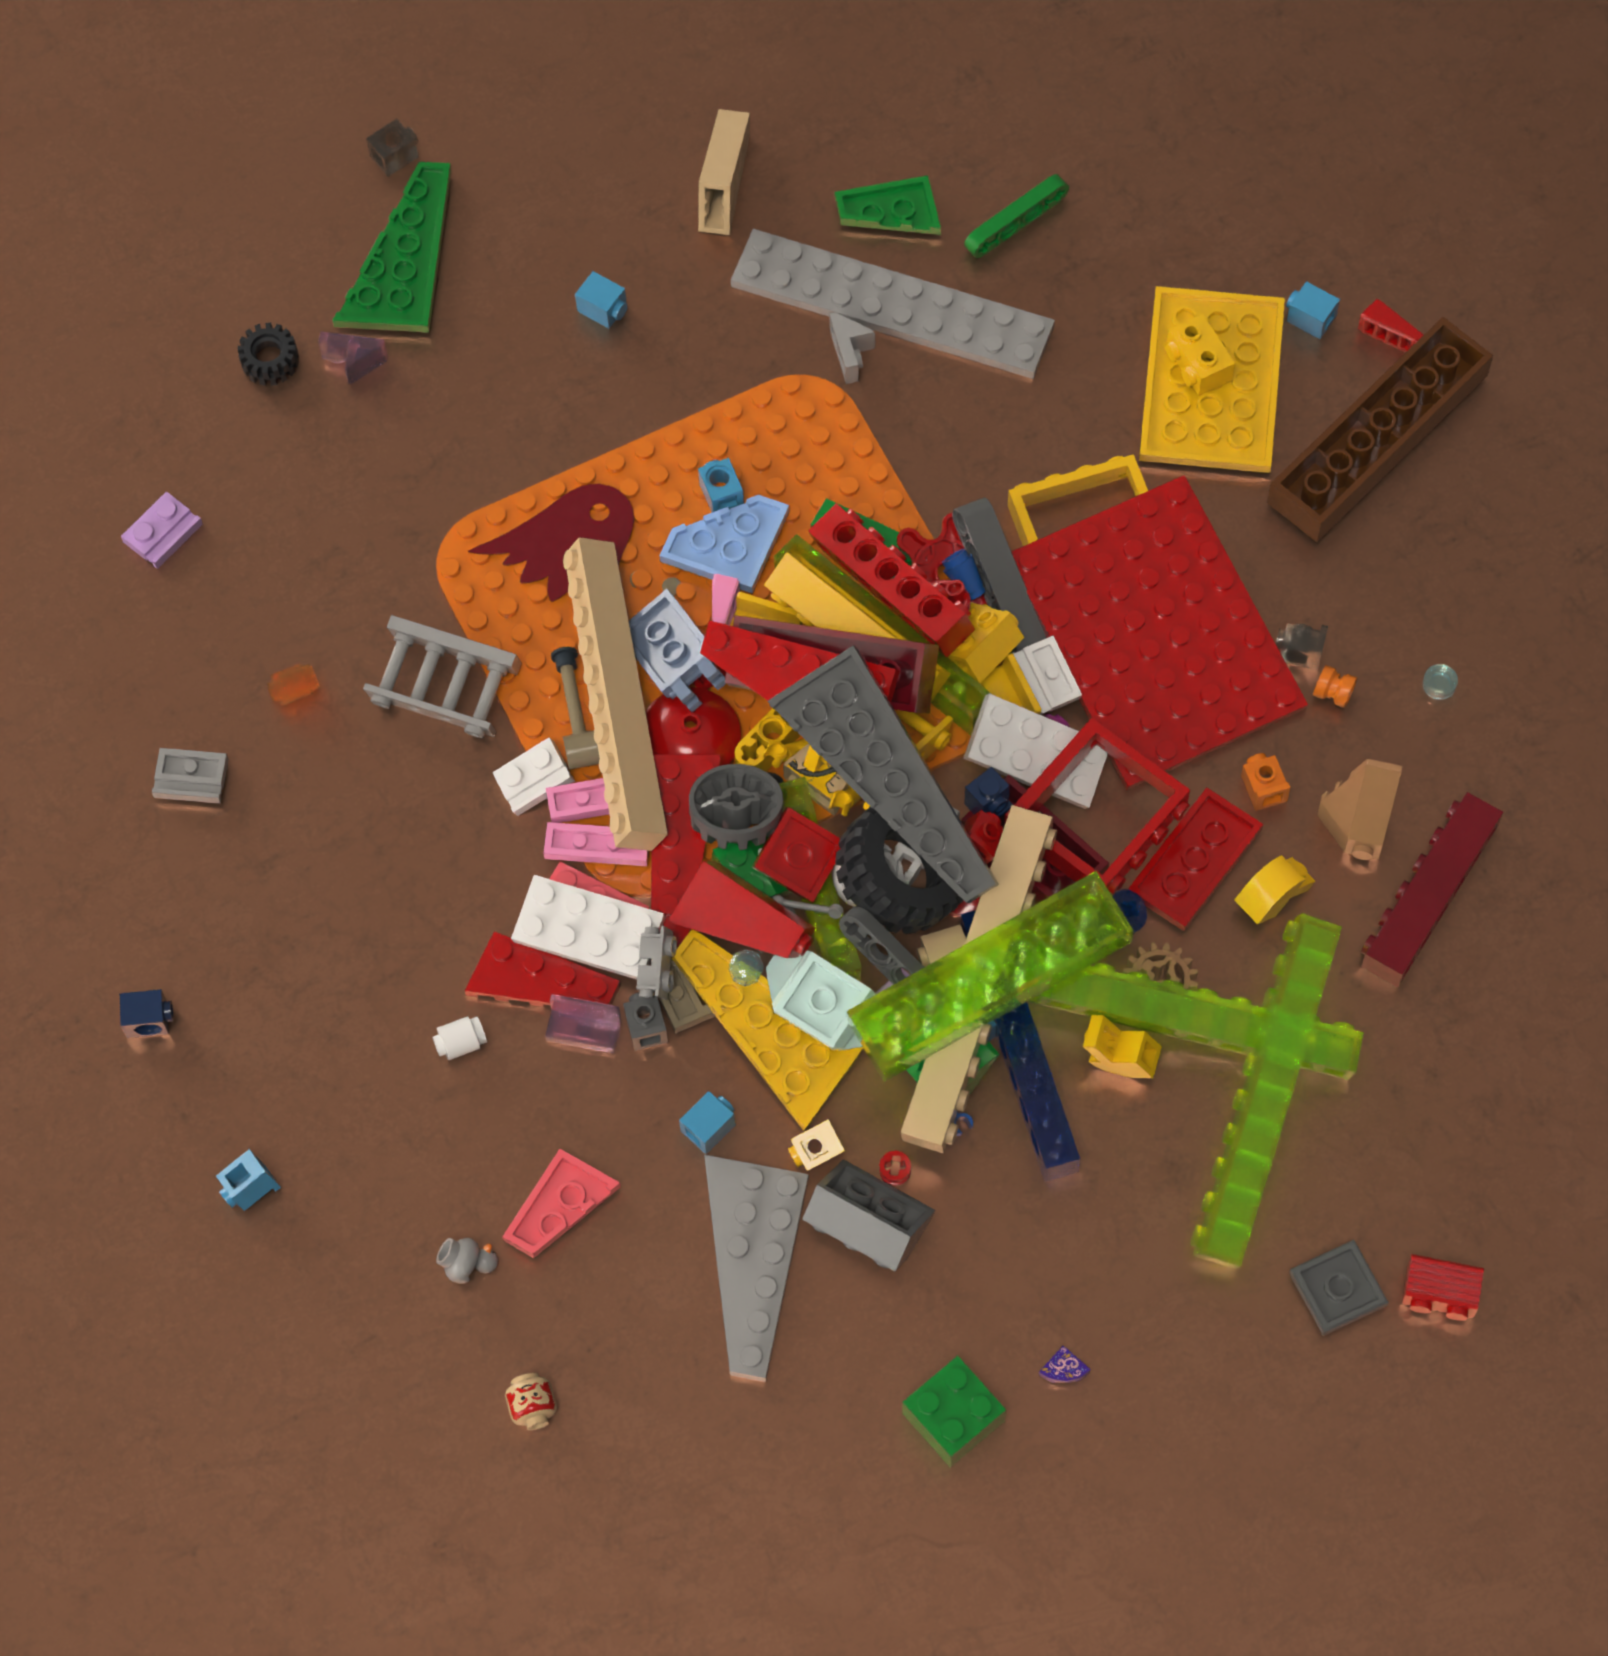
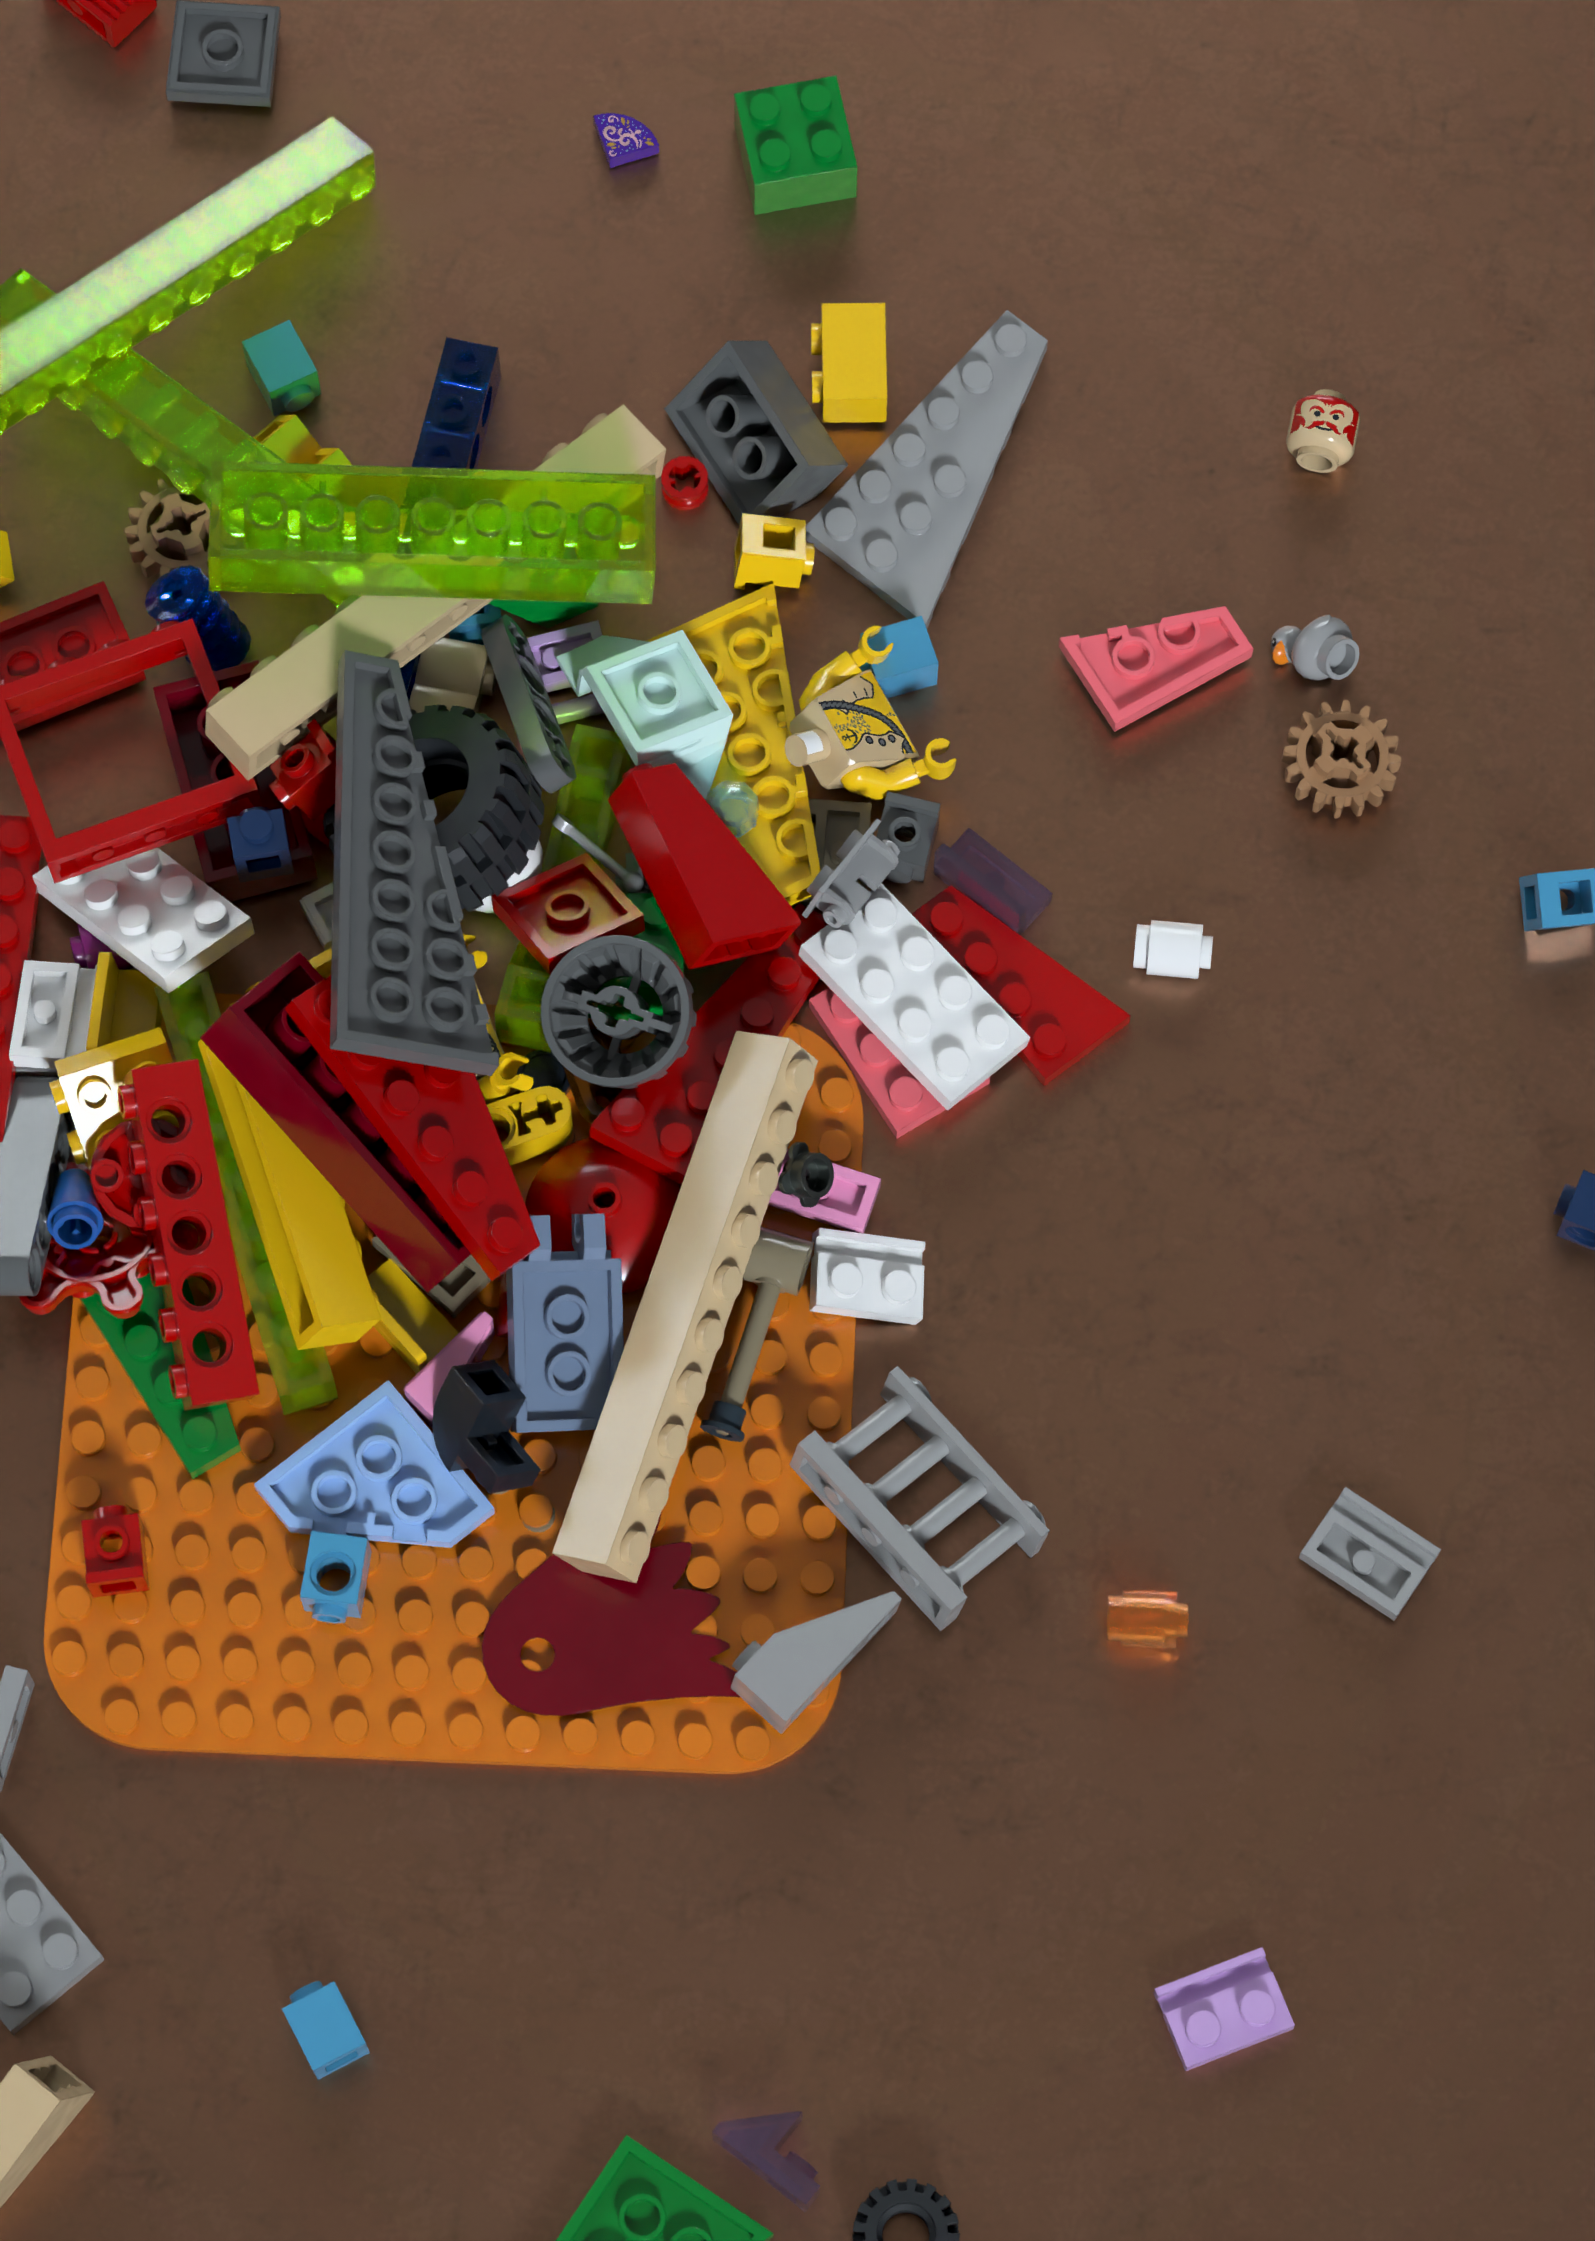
camera: 155 degrees left, 5 degrees up
(421, 1184) = (1341, 781): none -> medium nougat gear
(457, 566) = (804, 1659): none -> light grey slope
(588, 789) = (806, 1175): none -> pearl dark grey plate
(588, 844) = (856, 1125): bright pink plate -> none
(686, 577) = (474, 1426): none -> black brick
(703, 1053) = (853, 732): none -> torso
(828, 441) = (120, 1570): none -> red brick
(836, 1284) = (852, 362): none -> yellow brick
(1168, 1105) = (282, 368): none -> brick

